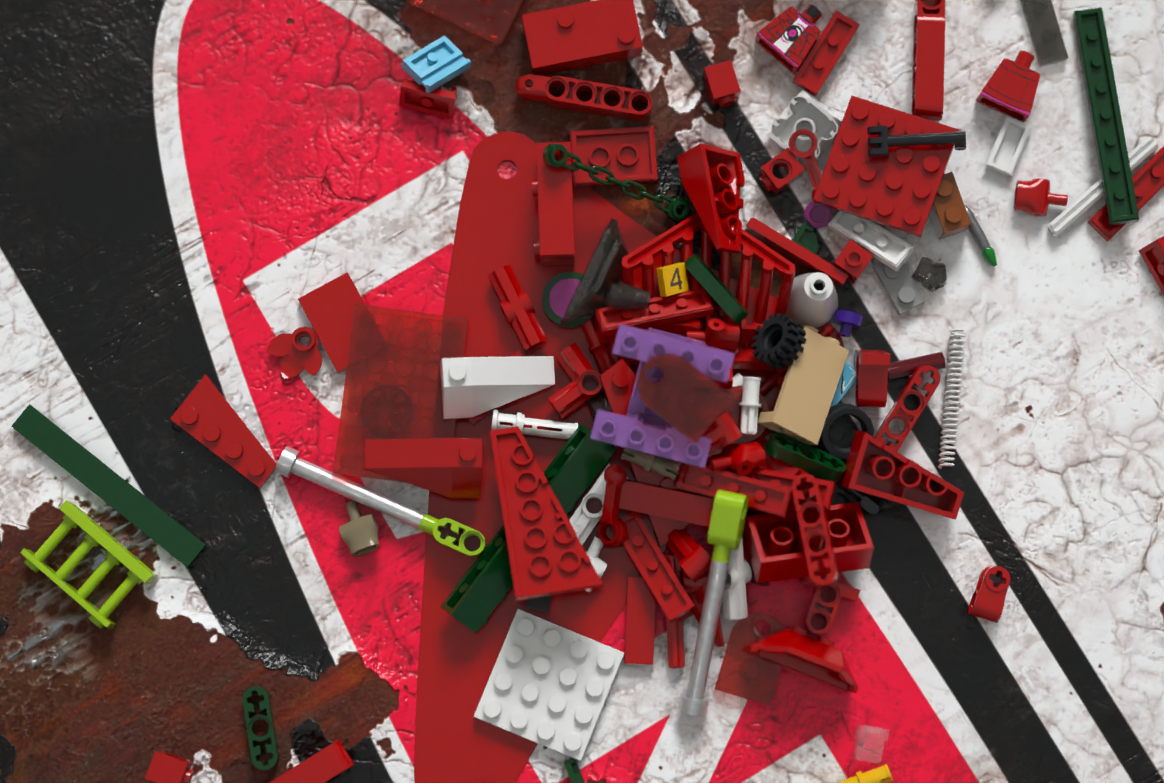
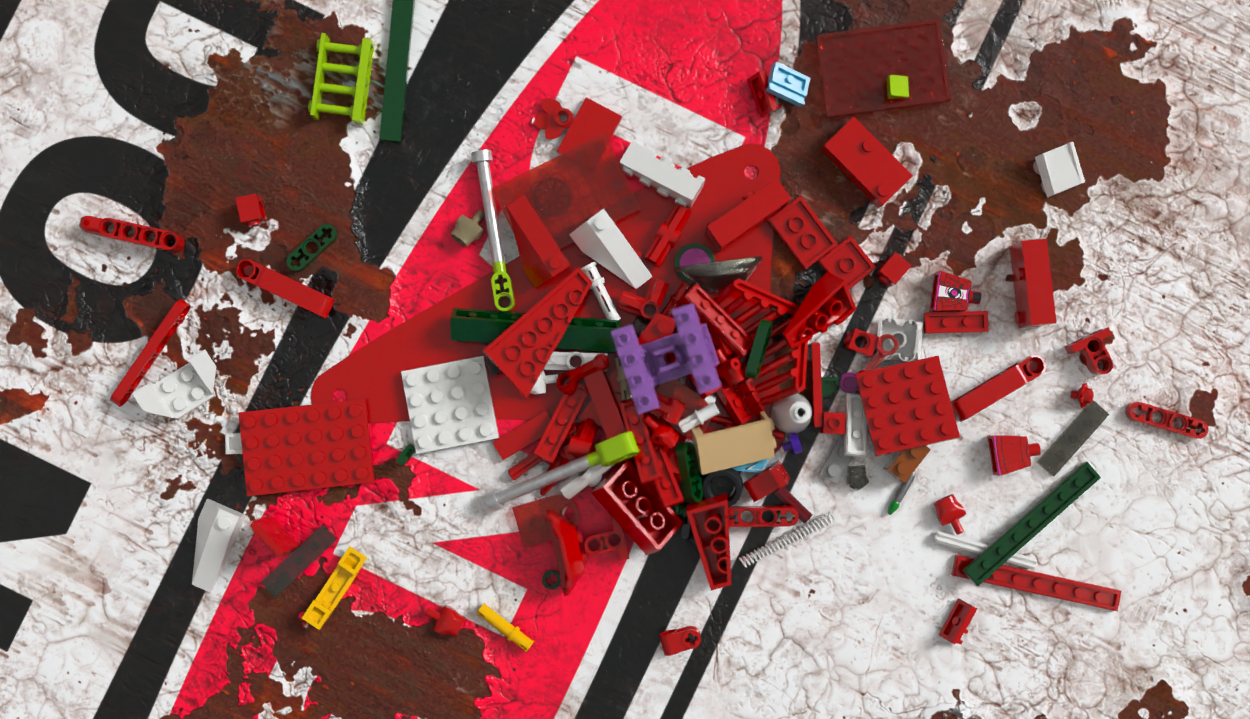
camera: 55 degrees right, 5 degrees up
(219, 428) = (475, 104): red wing -> none
(445, 270) = (661, 174): none -> white wedge
(539, 89) = (815, 159): red piece -> none
(627, 296) = (716, 297): clear smoke cone -> none
(669, 208) = (791, 287): dark green piece -> none
(672, 279) = (746, 318): yellow tile -> none
(680, 128) = (848, 262): none -> red tile
(683, 395) = (673, 372): clear red tile -> none
(766, 341) = (743, 416): black tyre -> none
(819, 528) = (641, 504): red beam -> none
(836, 697) = (547, 574): none -> dark green bush
(842, 496) = (680, 511): none -> dark green bush
(869, 743) = (540, 623): clear panel -> none
(884, 140) = (922, 395): black hinge -> none
(1008, 145) = (971, 474): white tile -> none

